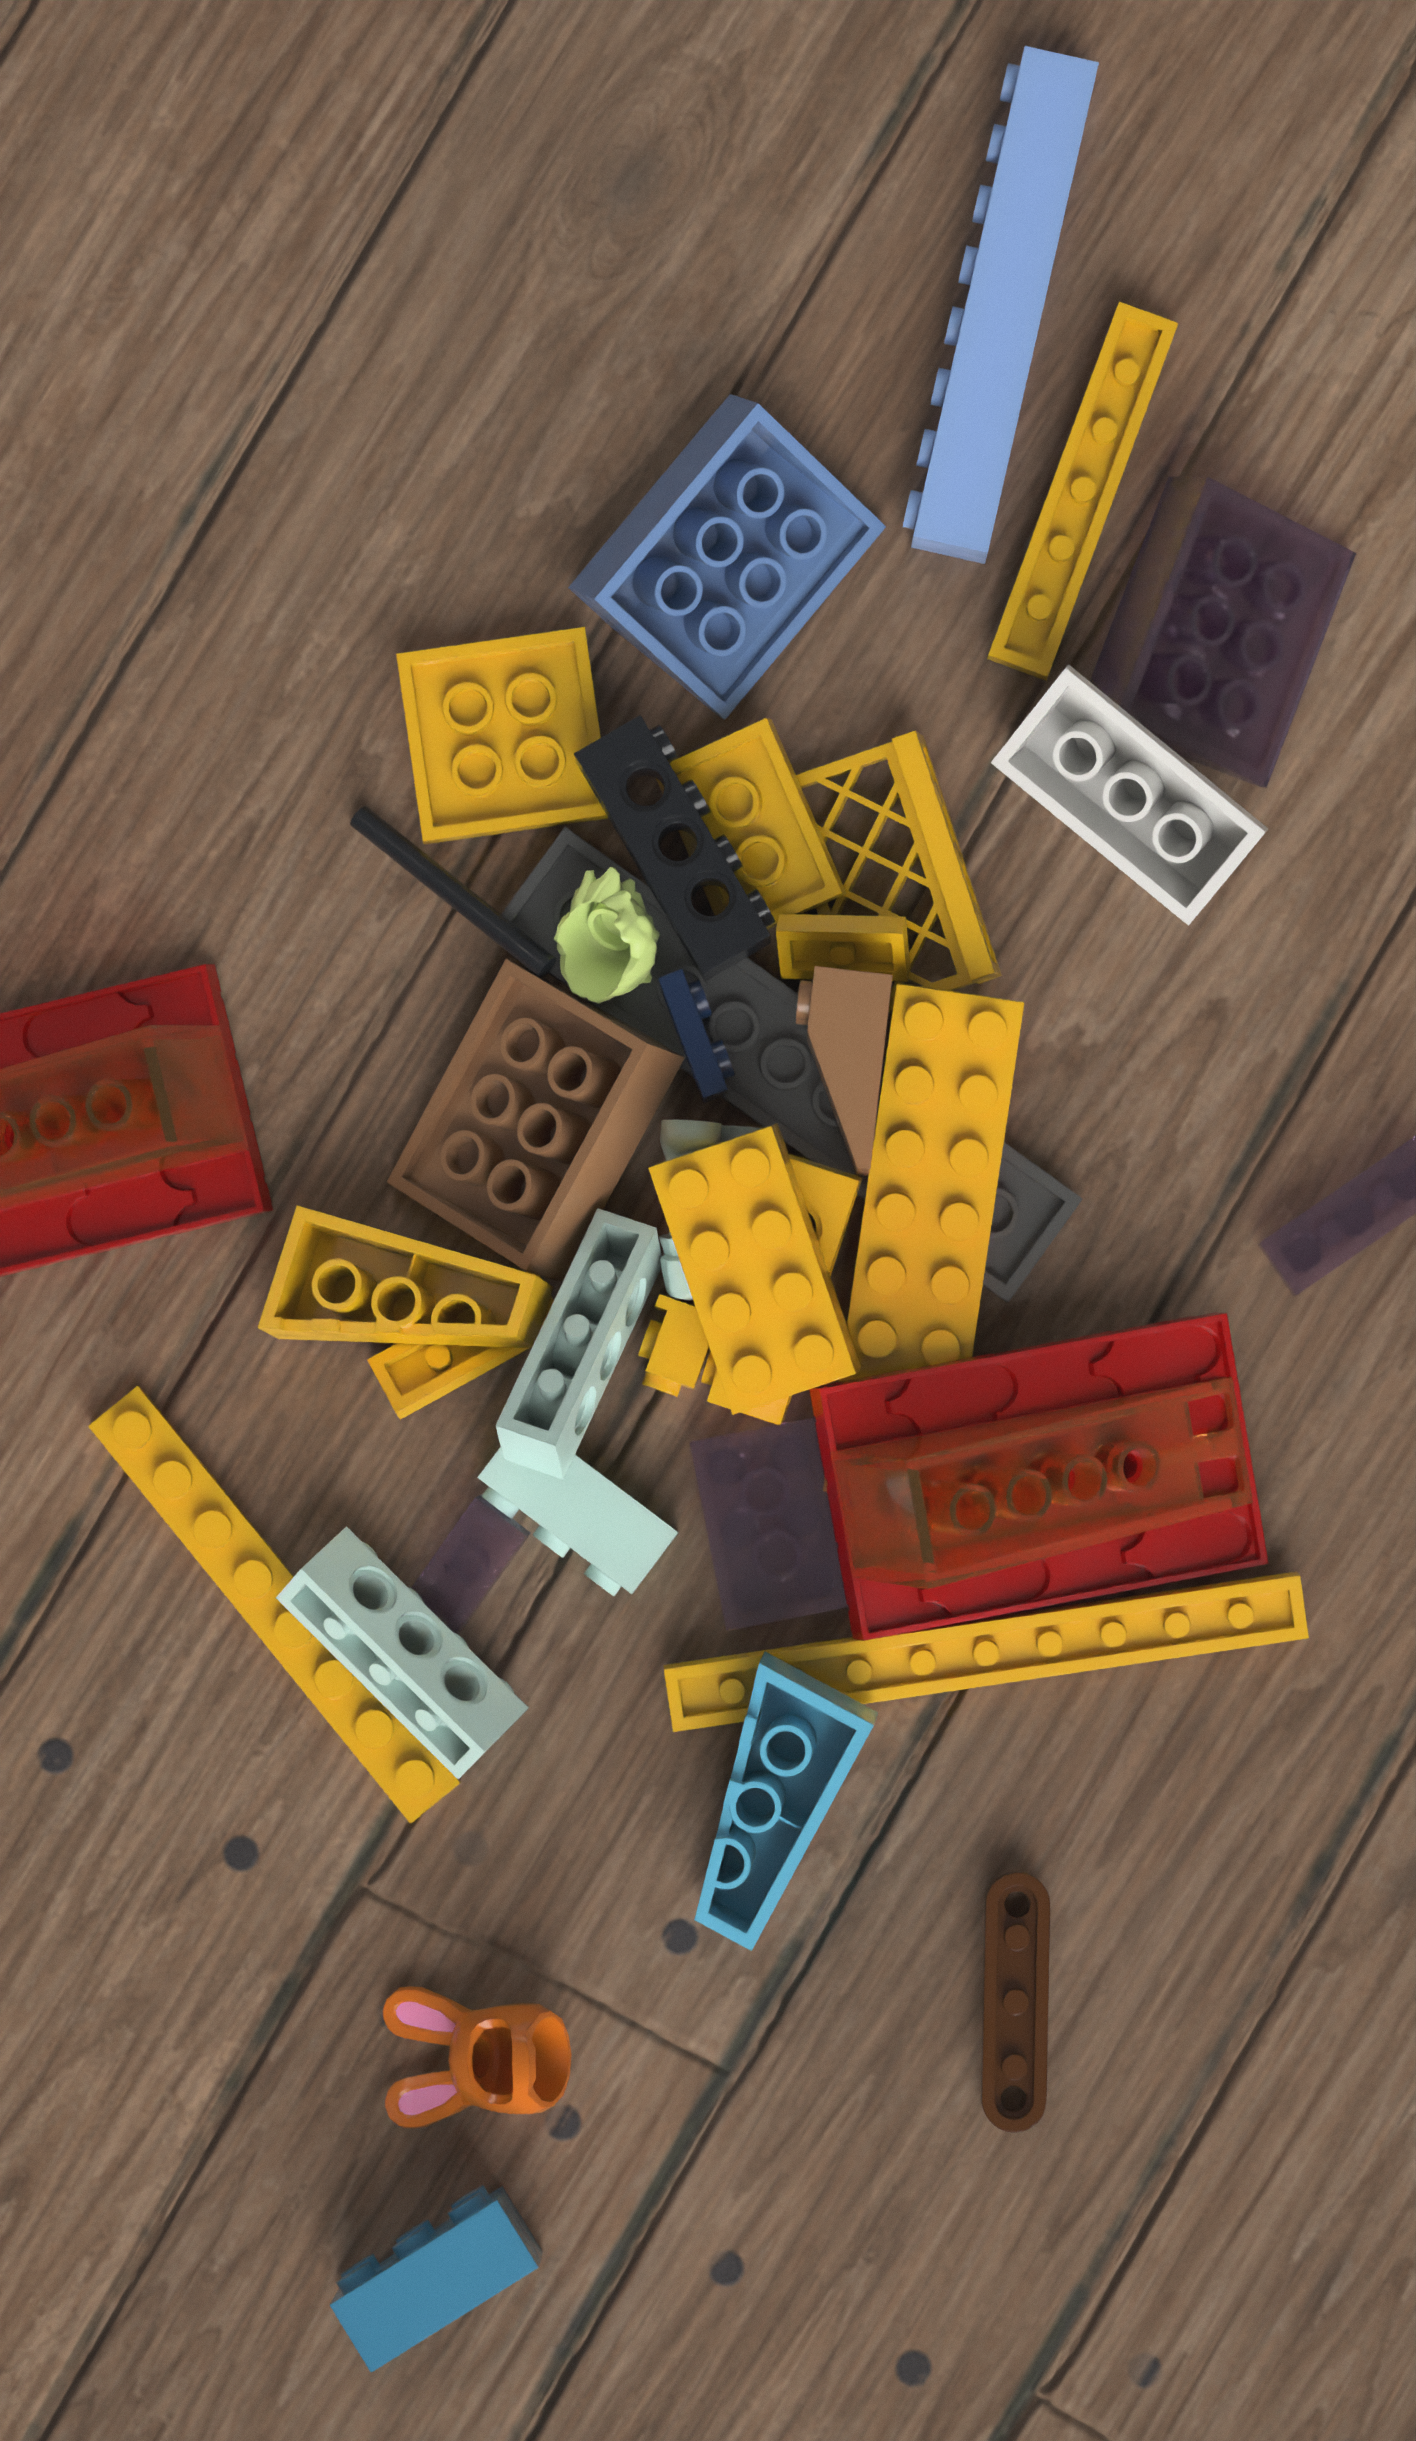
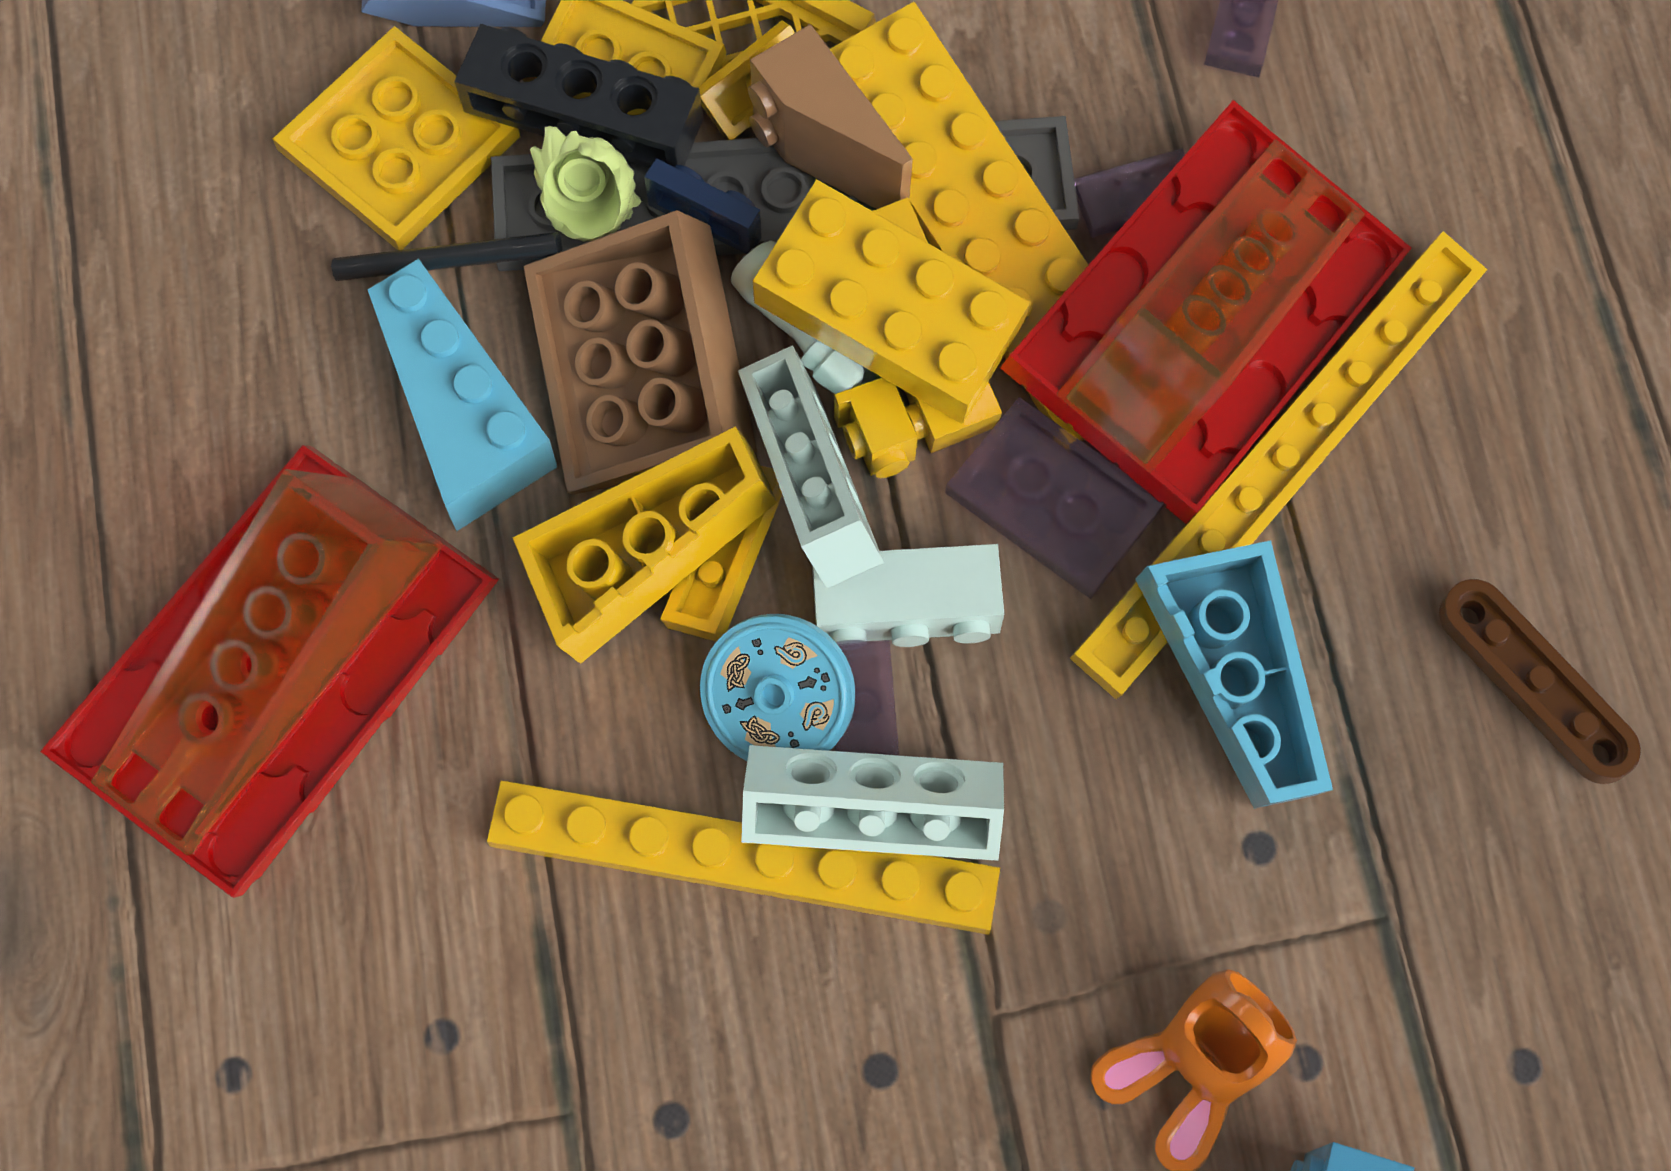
camera: 45 degrees left, 15 degrees down
(356, 1039) = (465, 410): none -> medium azure wedge
(406, 1499) = (777, 686): none -> medium azure shield
(1072, 1308) = (1116, 193): none -> plate

